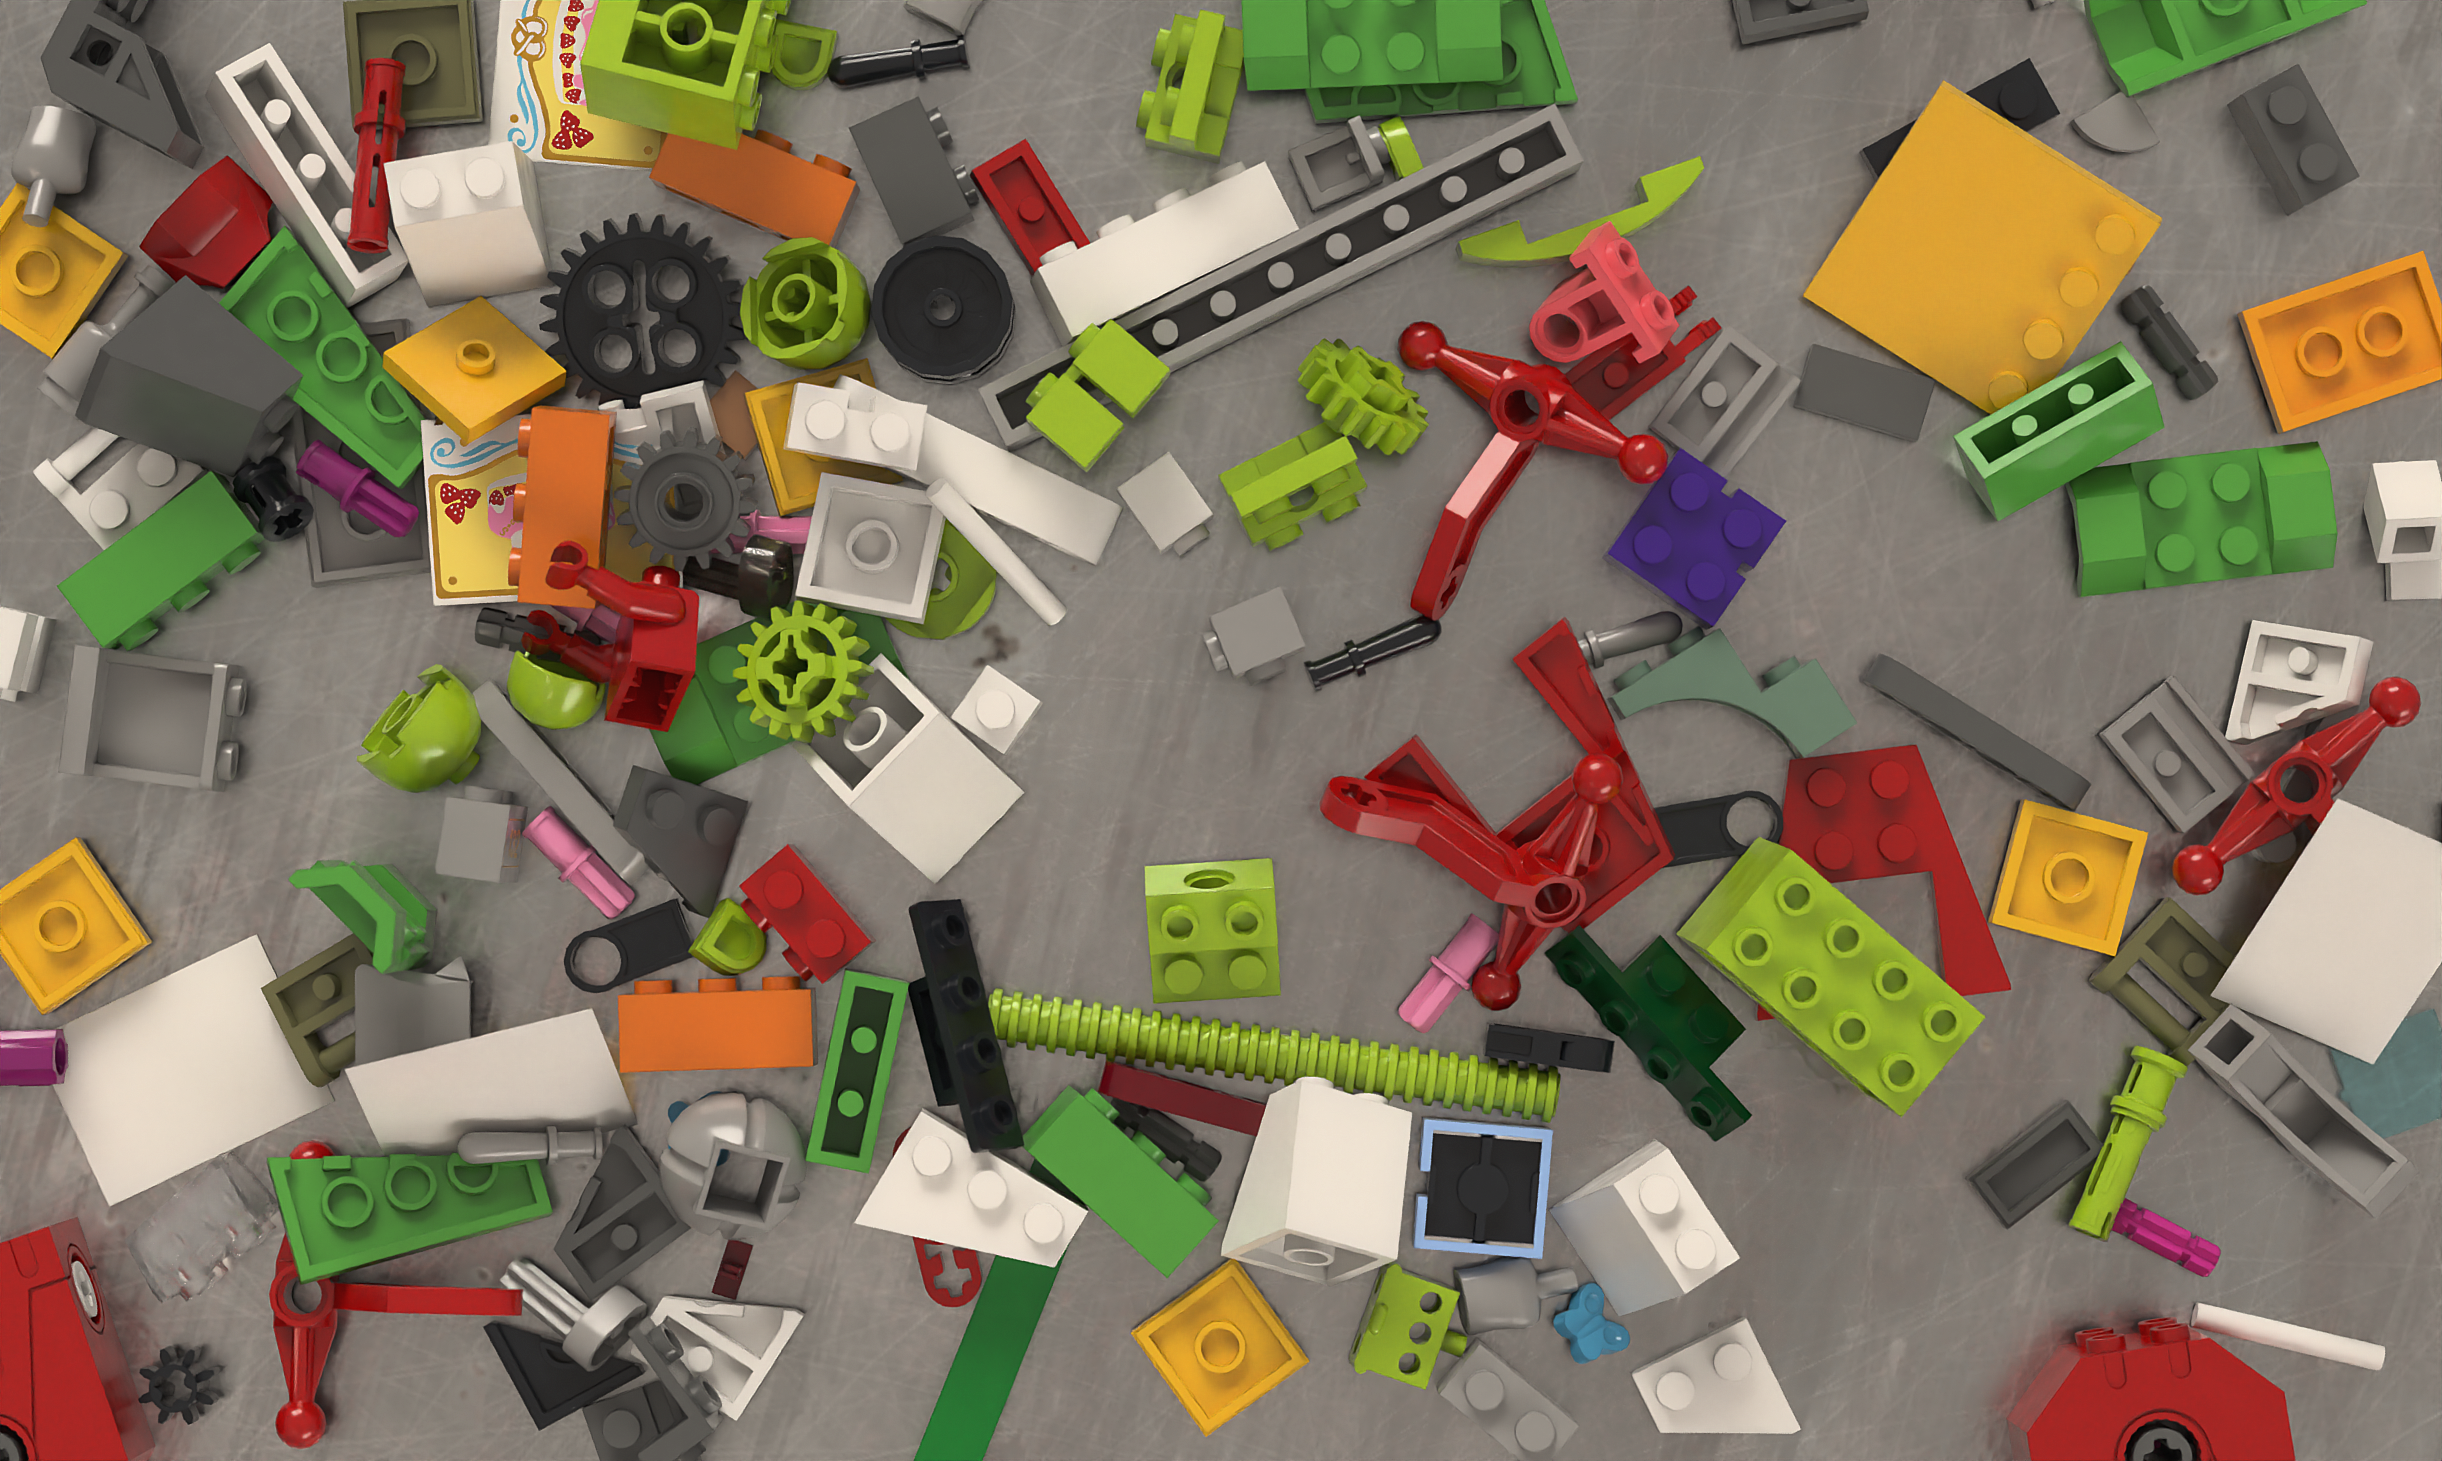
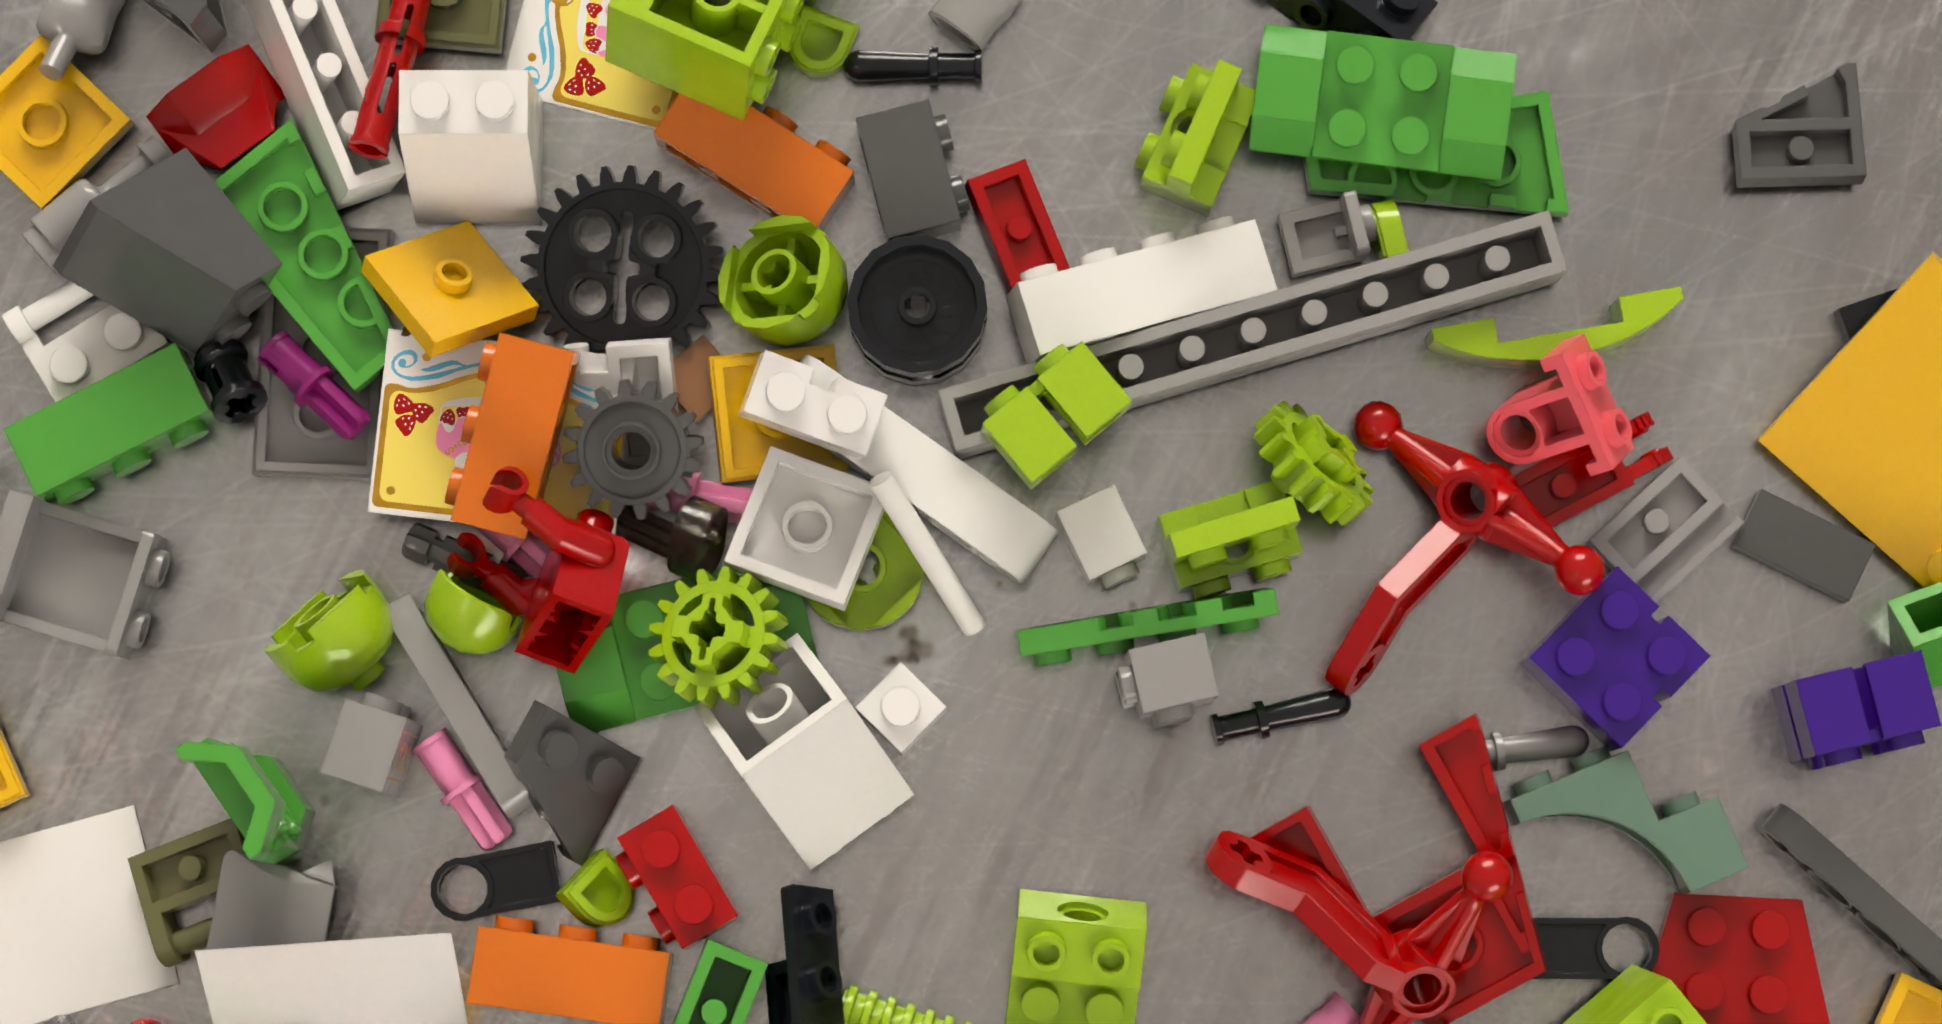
camera: 10 degrees right, 5 degrees down
(1247, 577) = (1170, 621): none -> bright green wing
(1947, 543) = (1842, 709): none -> dark purple piece

